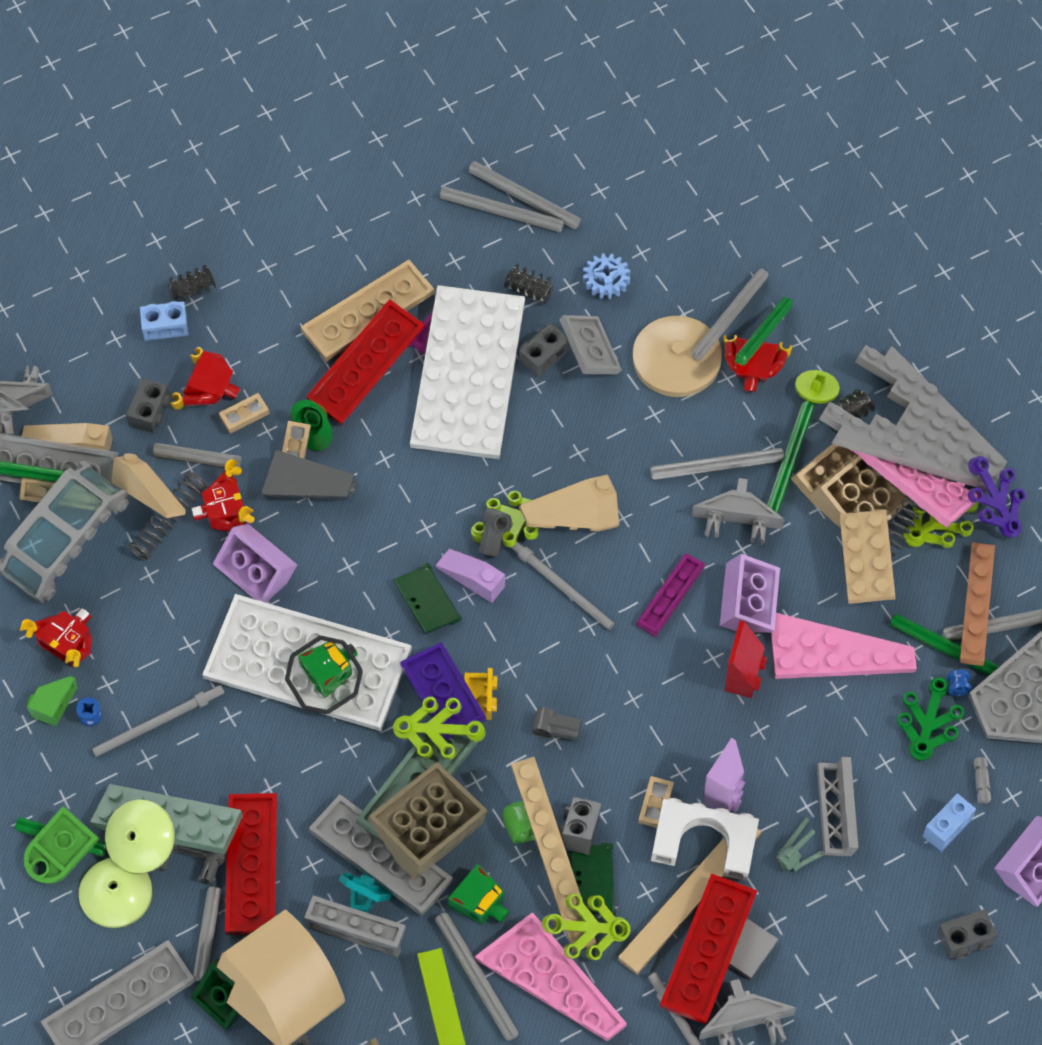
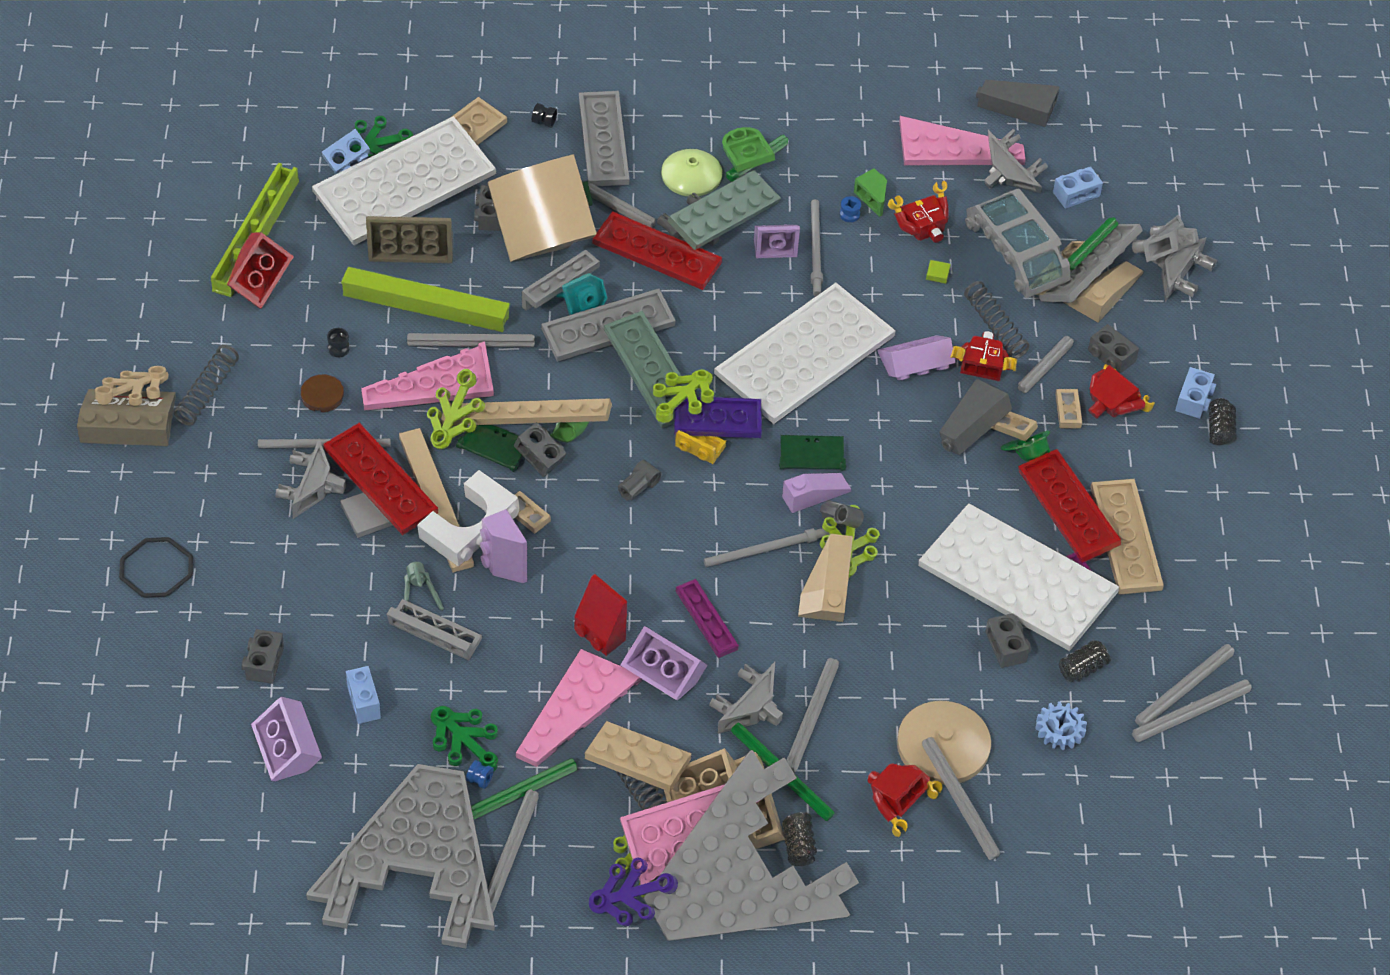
camera: 115 degrees right, 10 degrees down
(127, 597) = (938, 271): none -> lime tile
(145, 485) = (1029, 305): tan wedge -> none
(152, 839) = (718, 182): yellowish green dish -> none
(175, 754) = (776, 241): none -> lavender slope
(327, 666) = (786, 350): green torso -> none
(342, 702) = (810, 341): black piece -> none
(427, 820) = (610, 349): dark tan slope -> none
(479, 897) = (529, 366): green torso -> none
(590, 345) = (990, 673): light grey tile -> none
(763, 331) = (918, 797): green axle -> none
(817, 386) = (843, 831): lime piece -> none
(977, 604) = (543, 829): nougat plate -> none
(982, 780) = (384, 745): light grey axle -> none

